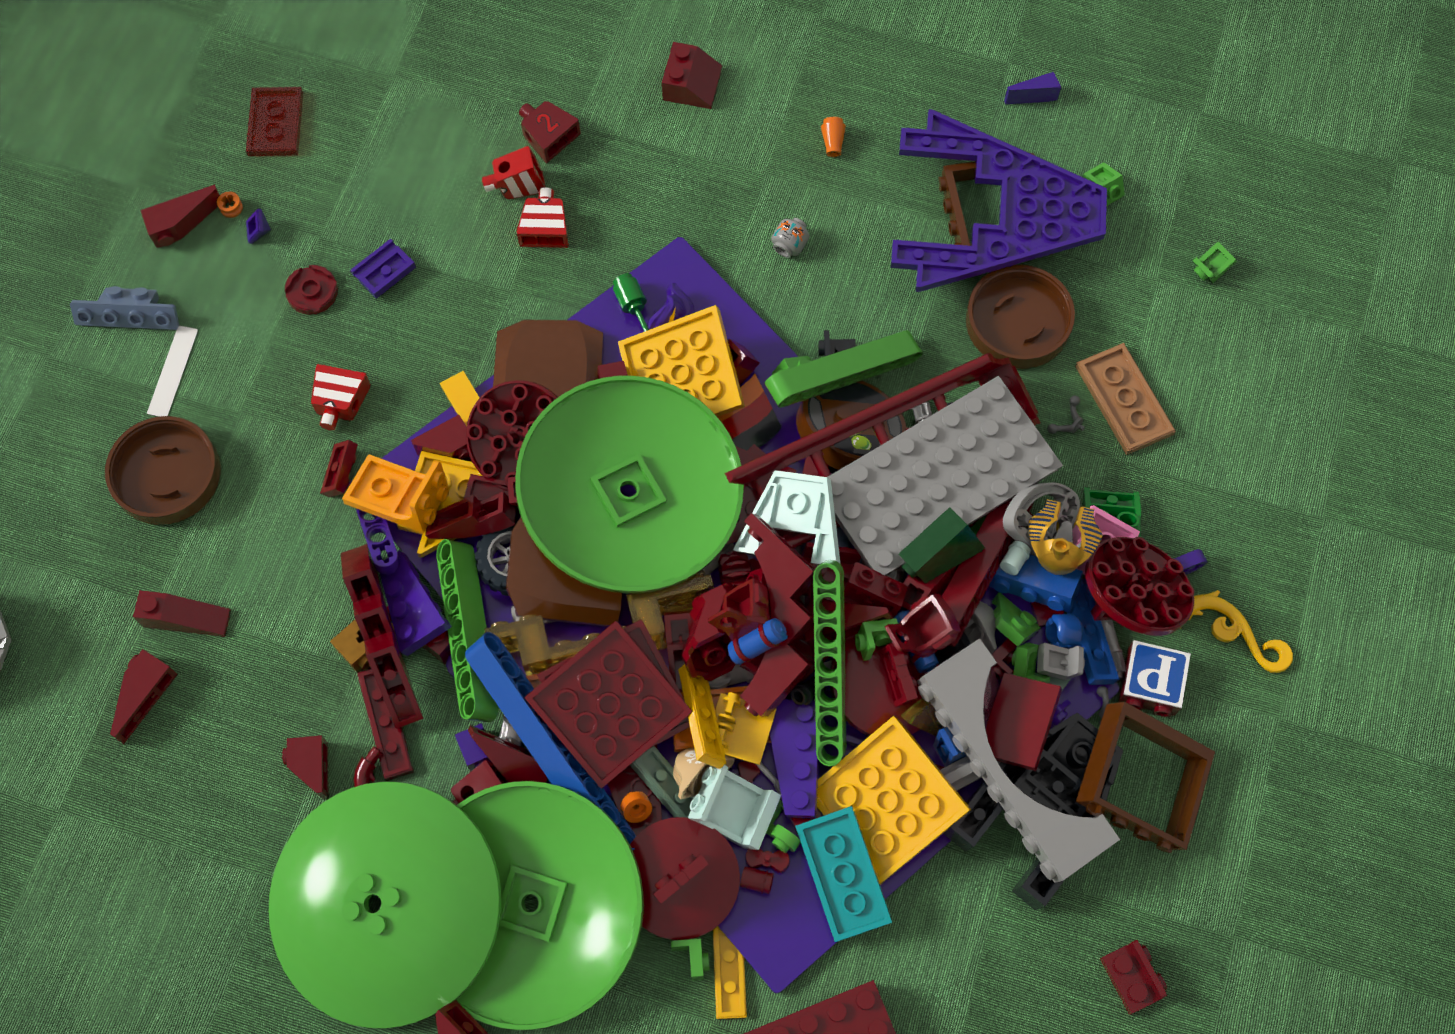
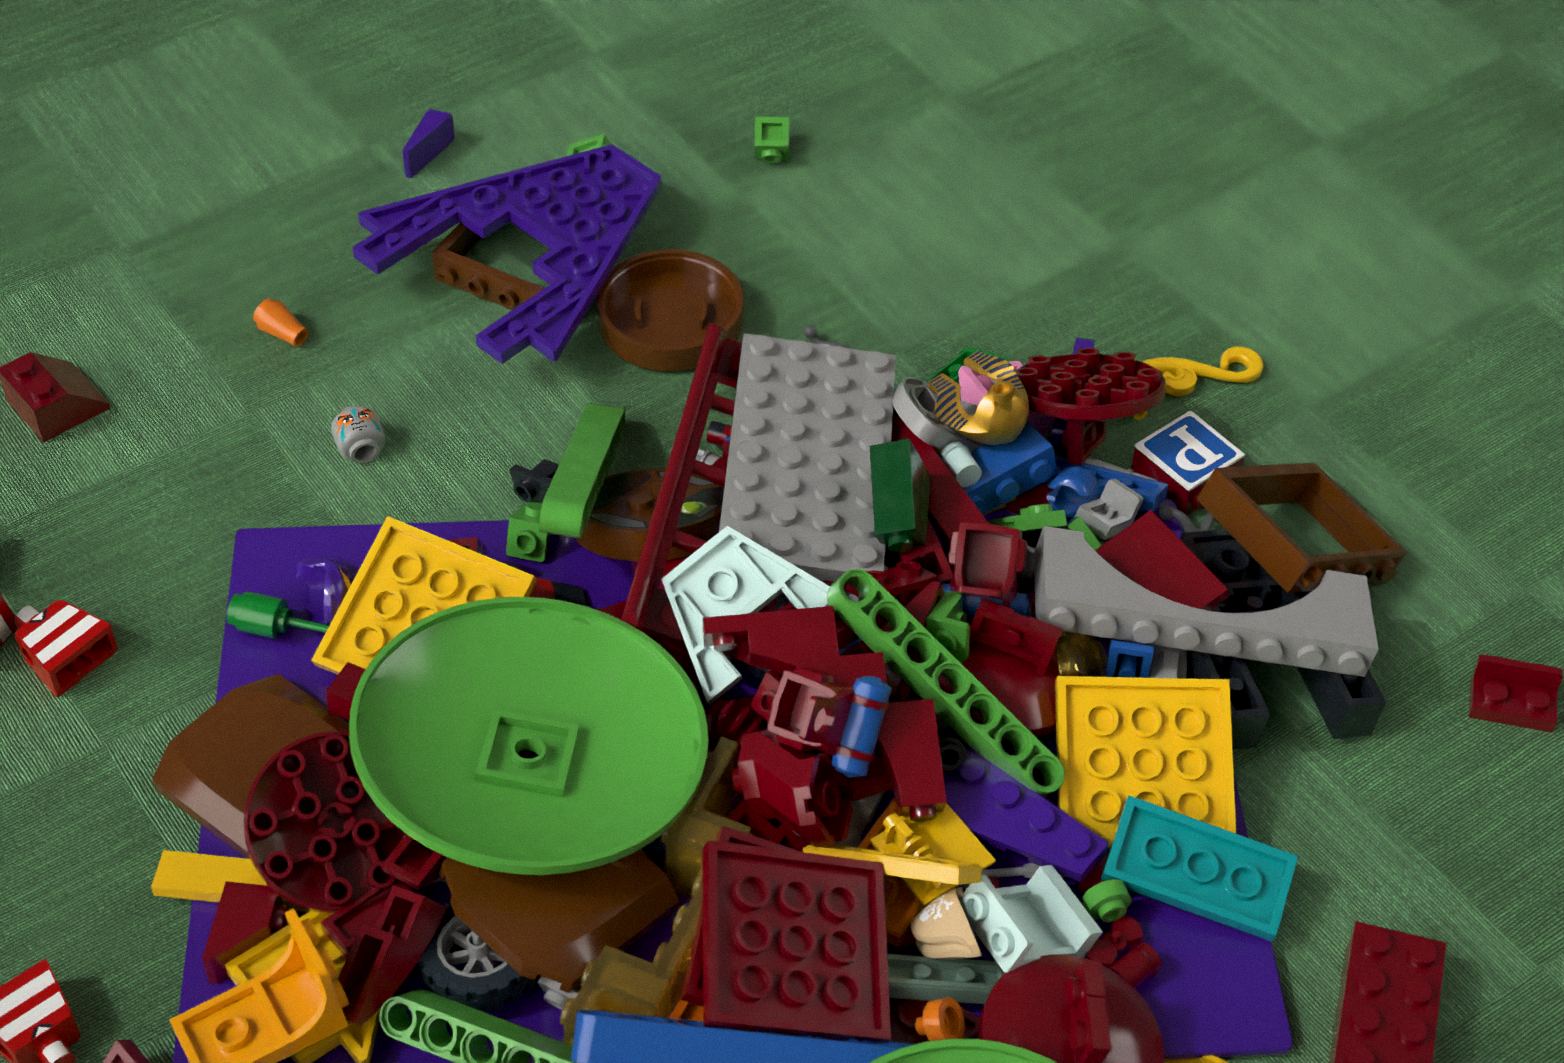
camera: 55 degrees left, 20 degrees down
(1125, 398) = (847, 296): medium nougat tile -> none

